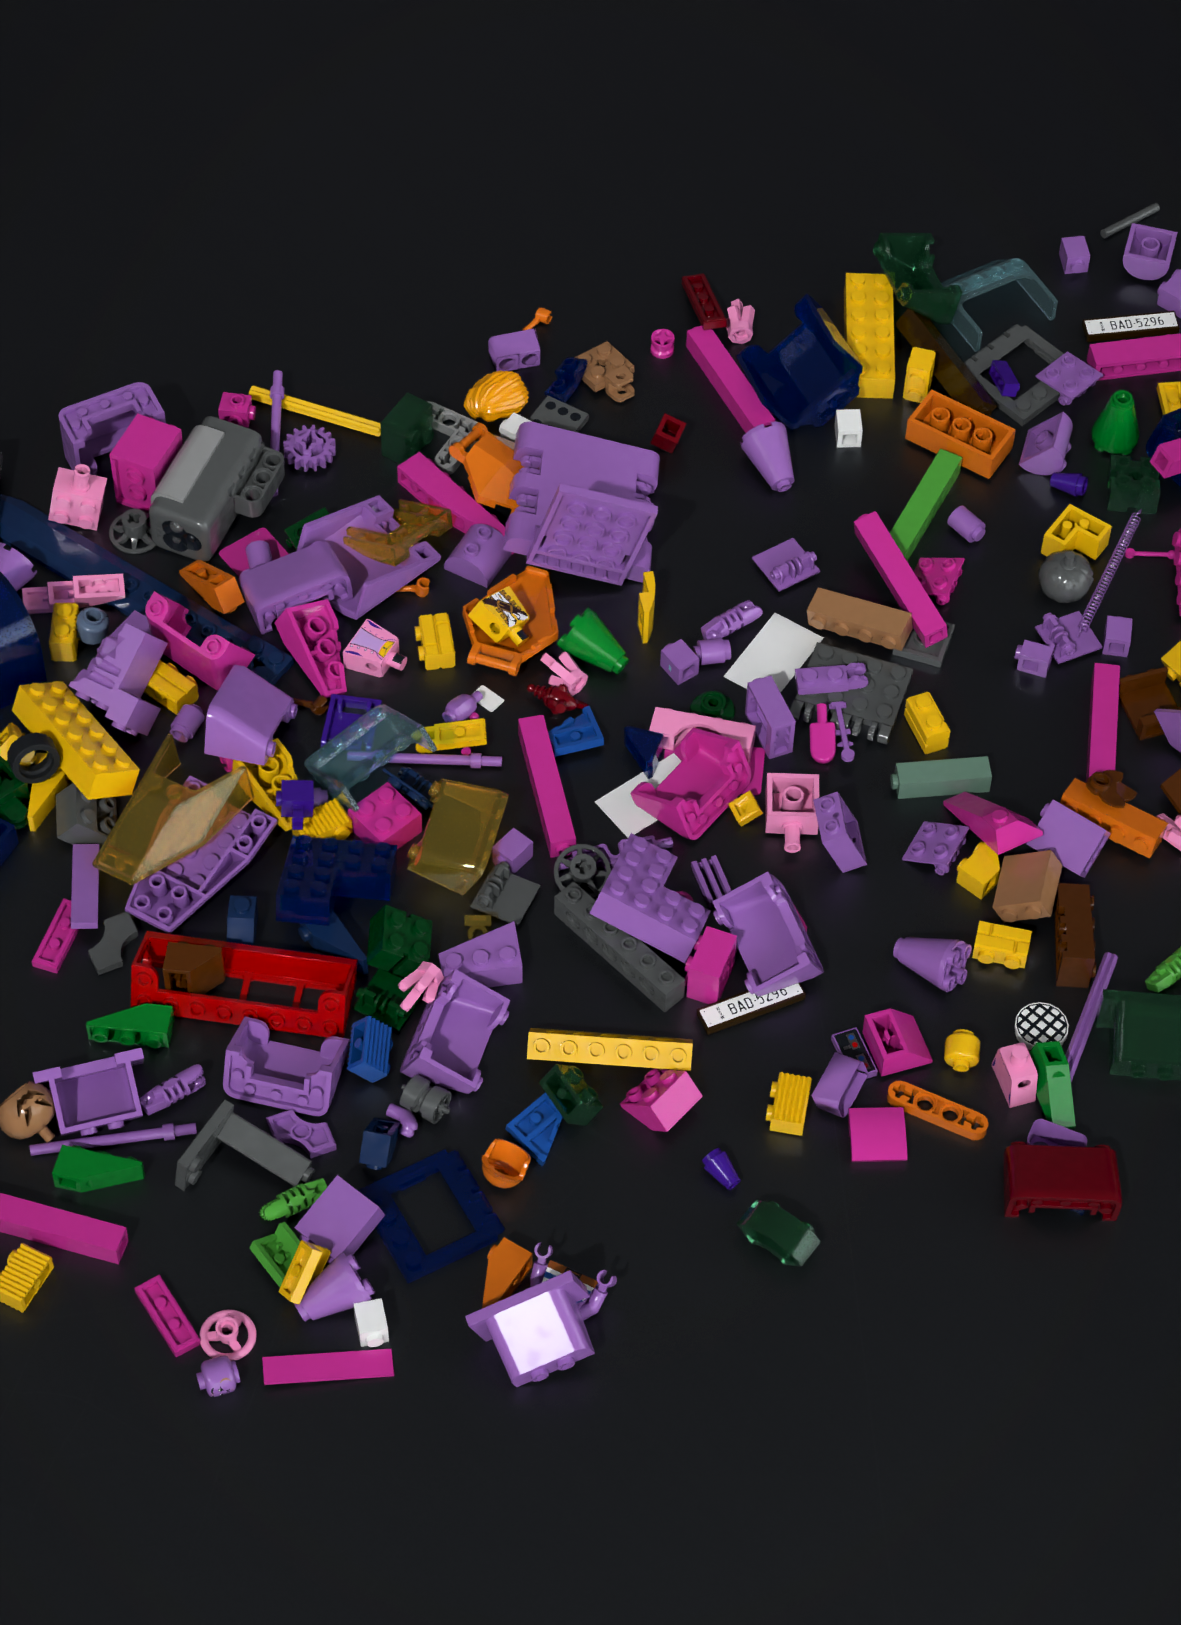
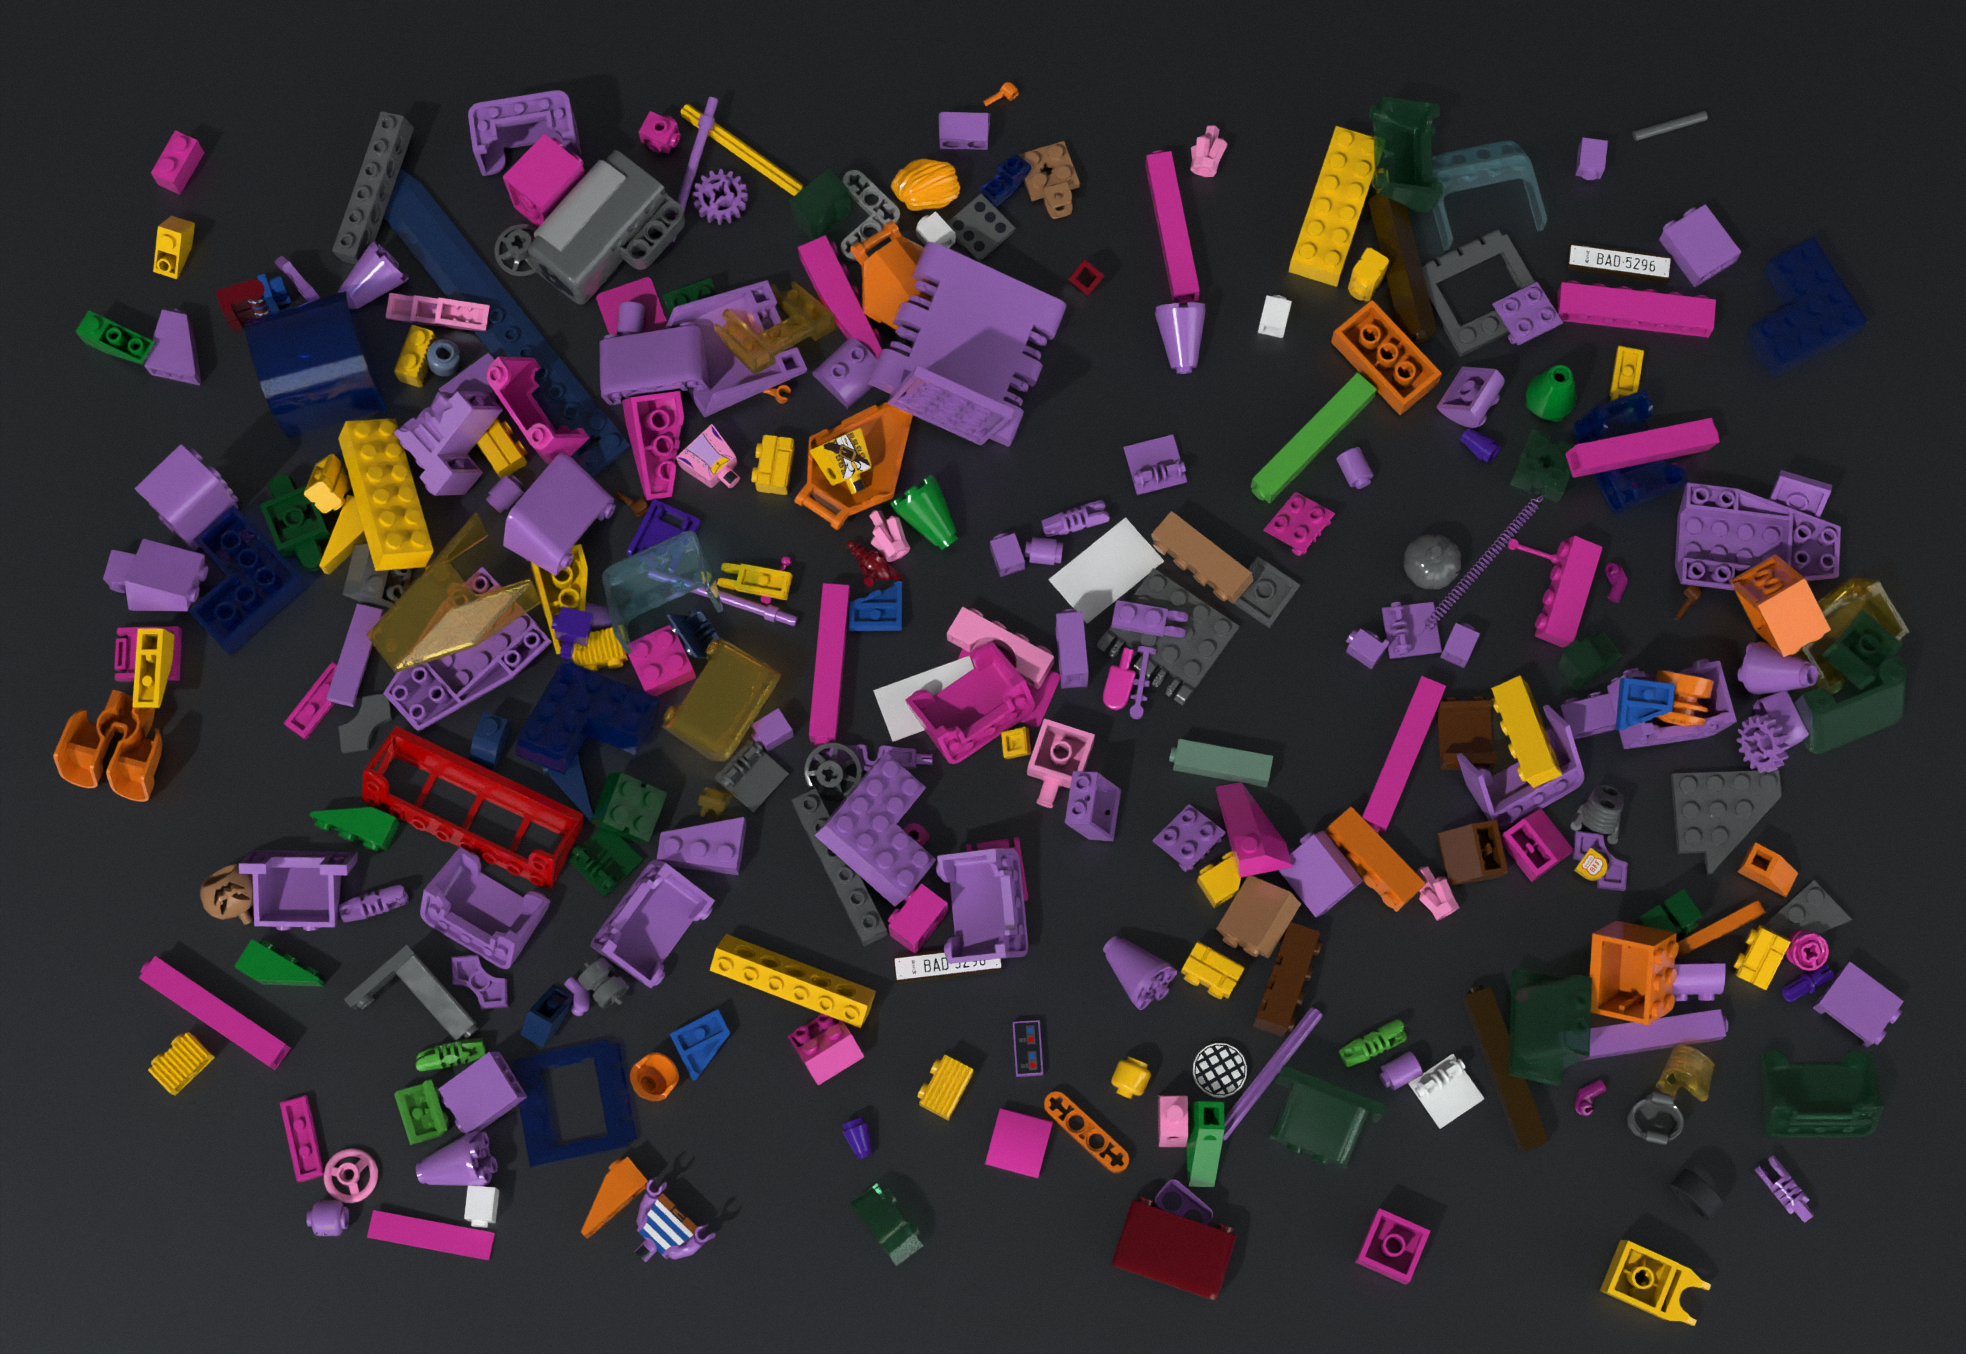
camera: 20 degrees right, 20 degrees up
(27, 744) = (335, 521): black tyre -> none
(77, 497) = (468, 205): bright pink brick -> none
(167, 1131) = (356, 945): medium lavender bar -> none
(193, 967) = (421, 785): reddish brown slope -> none
(213, 585) = (575, 338): orange slope -> none
(304, 1268) = (433, 1136): yellow panel -> none
(370, 1049) = (567, 915): blue brick -> none
(426, 978) = (634, 862): bright pink rock -> none
(461, 707) = (776, 549): medium lavender plant -> none
(490, 700) = (806, 541): white sticker -> none
(537, 1328) = (626, 1269): medium lavender windscreen -> none
(571, 1094) = (739, 1019): clear green brick -> none
(644, 747) = (941, 648): clear blue slope -> none
(646, 606) = (993, 487): yellow slope -> none
(662, 343) = (1116, 154): dark pink wheel -> none
(704, 301) = (1177, 120): dark red tile -> none
(706, 864) = (955, 793): medium lavender tile -> none
(723, 705) = (1027, 626): dark green piece -> none
(806, 372) = (1245, 243): clear blue windscreen -> none
(839, 1084) = (998, 1083): medium lavender piece -> none
(895, 1041) = (1072, 1049): dark pink slope -> none
(900, 578) = (1257, 523): dark pink brick -> none
(927, 722) = (1229, 695): yellow brick -> none
(1004, 378) = (1458, 298): dark purple piece -> none
(1076, 531) = (1460, 508): yellow brick -> none
(1110, 788) = (1384, 832): reddish brown plate -> none
(1148, 251) = (1670, 178): medium lavender brick -> none

